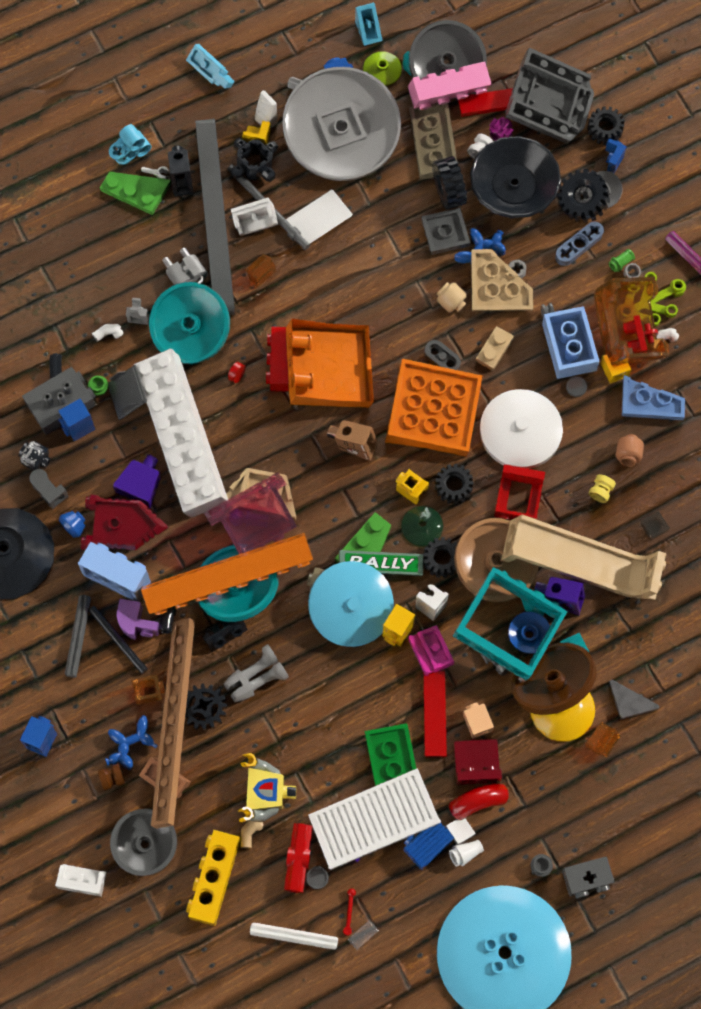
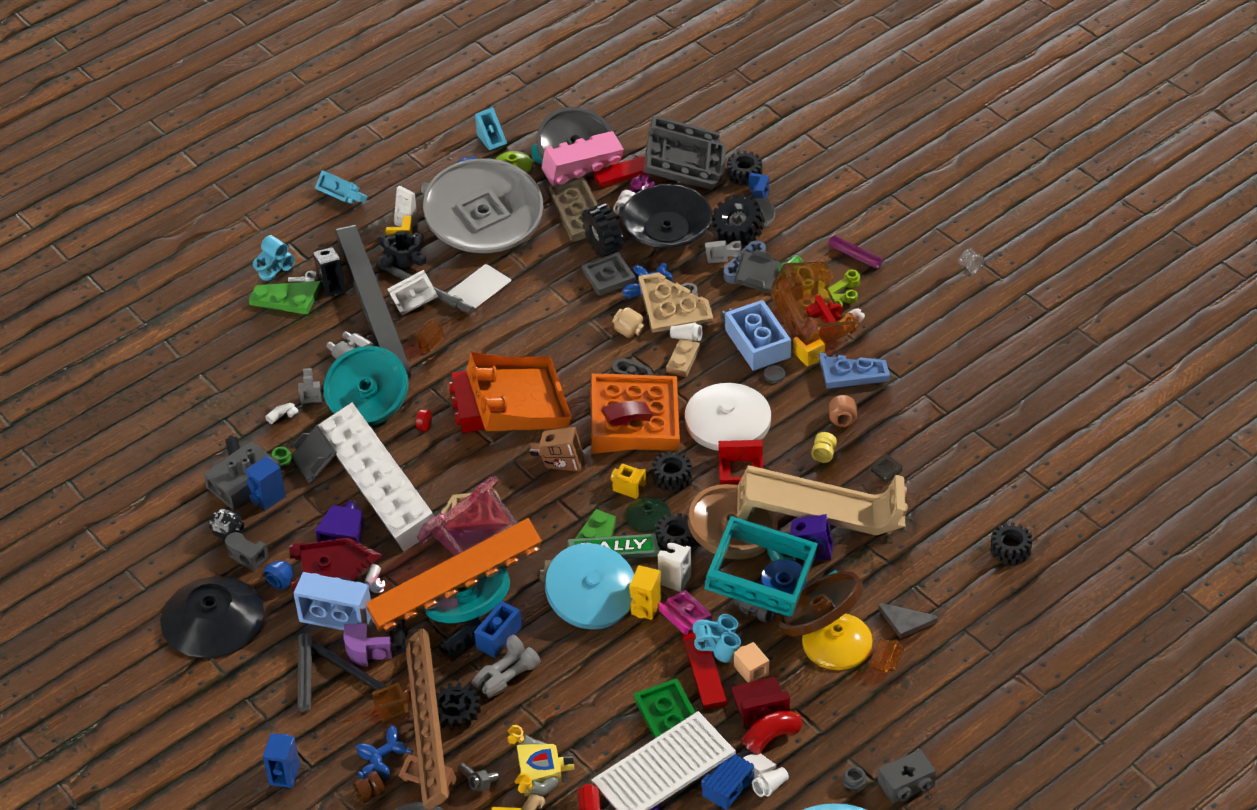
camera: 10 degrees left, 25 degrees down
(156, 547) = (373, 581): none -> white arm
(209, 790) = (478, 780): none -> dark grey piece
(257, 633) = (496, 628): none -> blue brick
(424, 415) = (623, 412): none -> dark red slope
(451, 686) = (718, 637): none -> medium azure piece
(506, 321) = (687, 331): none -> white cone
(558, 228) = (719, 251): none -> light grey plate
(588, 260) = (757, 270): none -> dark grey piece

